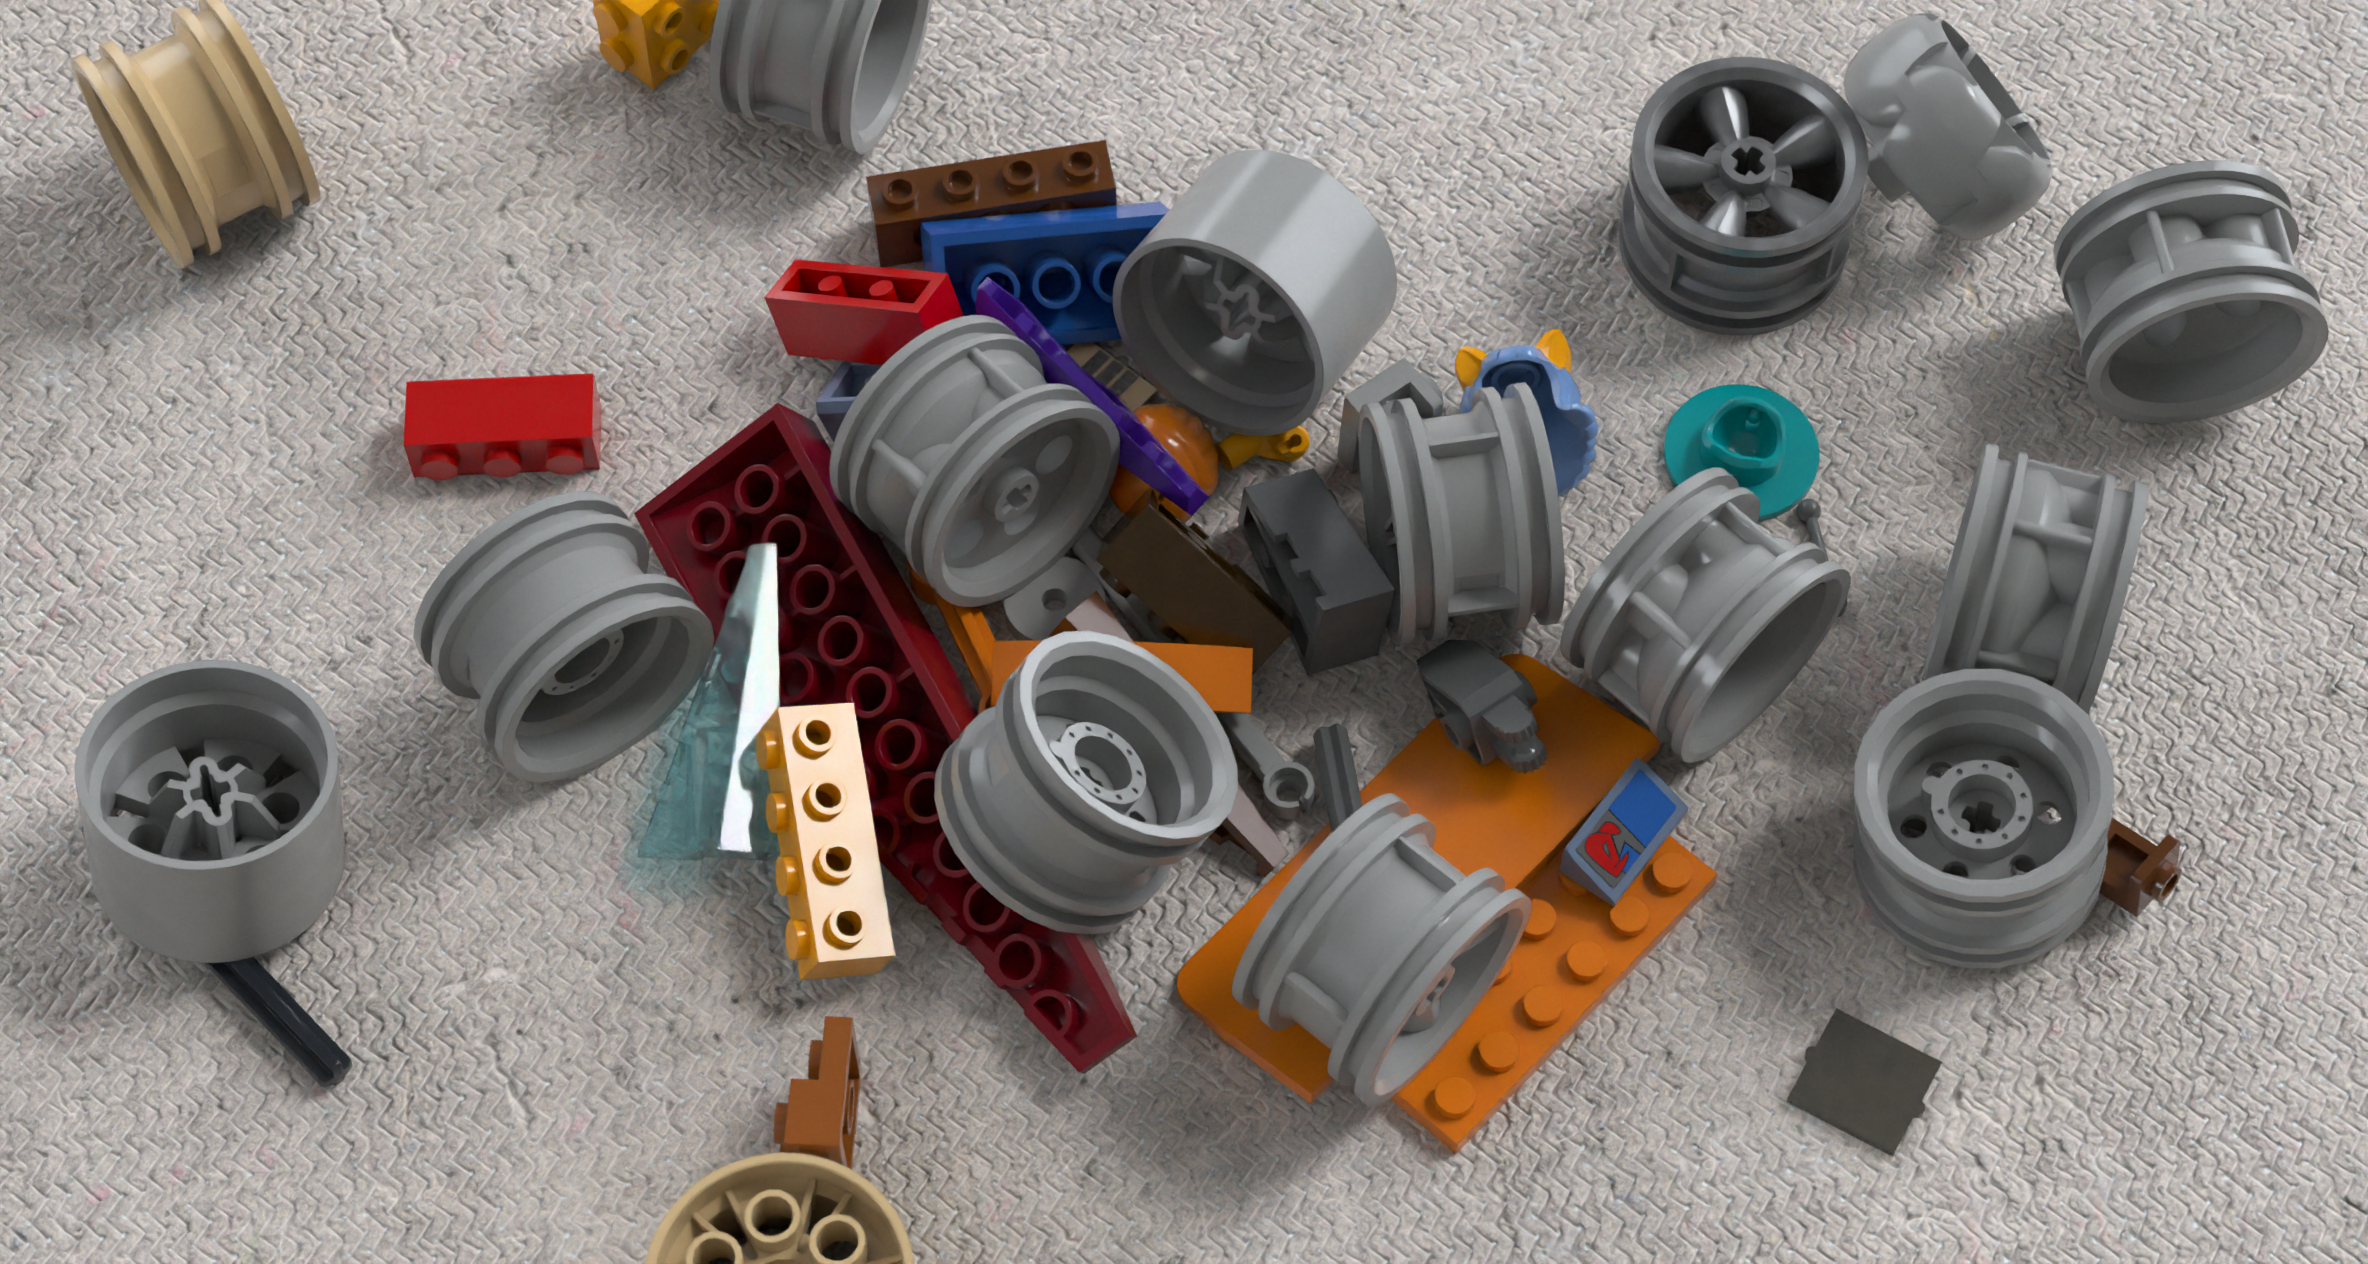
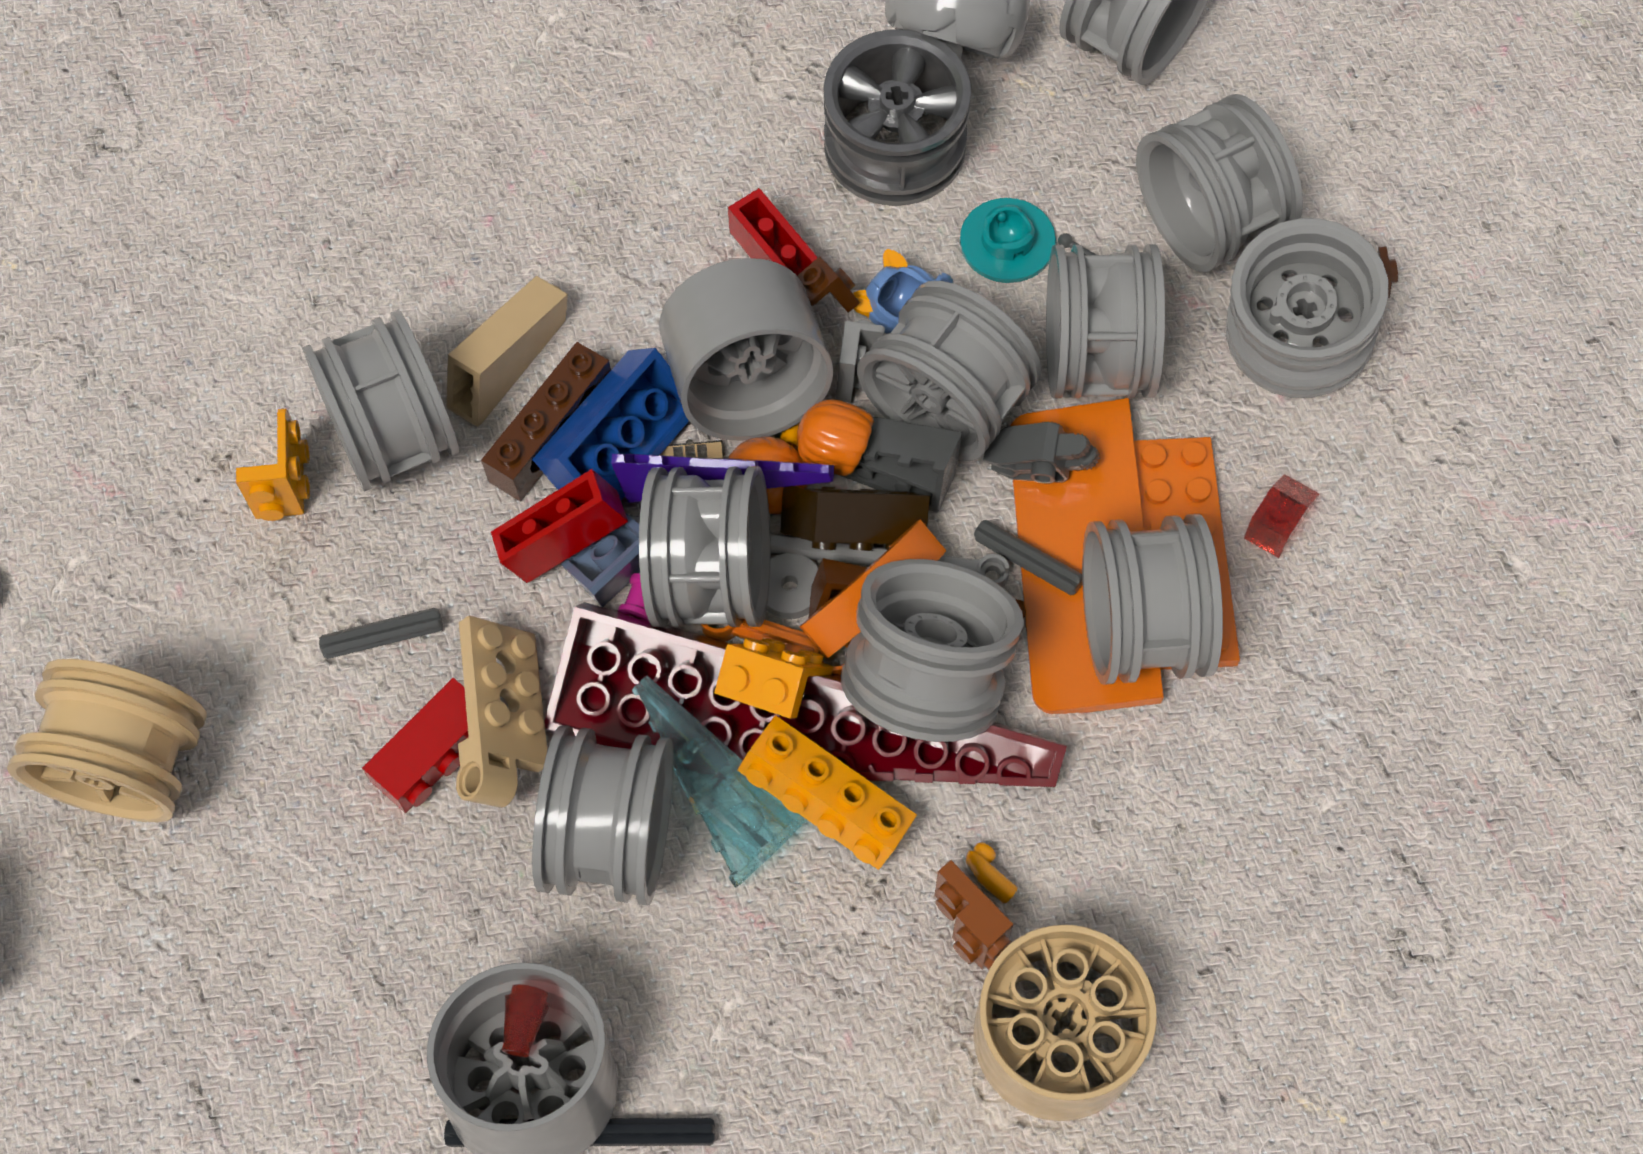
camera: 45 degrees left, 5 degrees up
(250, 751) = (523, 1017): none -> clear red cone
(568, 447) = (499, 735): none -> tan hinge
(588, 273) = (380, 633): none -> dark grey axle
(894, 650) = (768, 675): none -> light orange bracket
(906, 1097) = (988, 875): none -> light orange arm
(1031, 86) = (502, 349): none -> tan slope
(1260, 473) = (834, 435): none -> orange piece
(1444, 232) = (767, 234): none -> red brick
(1444, 299) = (821, 279): none -> reddish brown bracket
(1623, 833) = (1161, 455): slope -> none
(1701, 1031) = (1280, 515): none -> clear red slope
(1864, 1082) = (1361, 472): clear smoke piece -> none

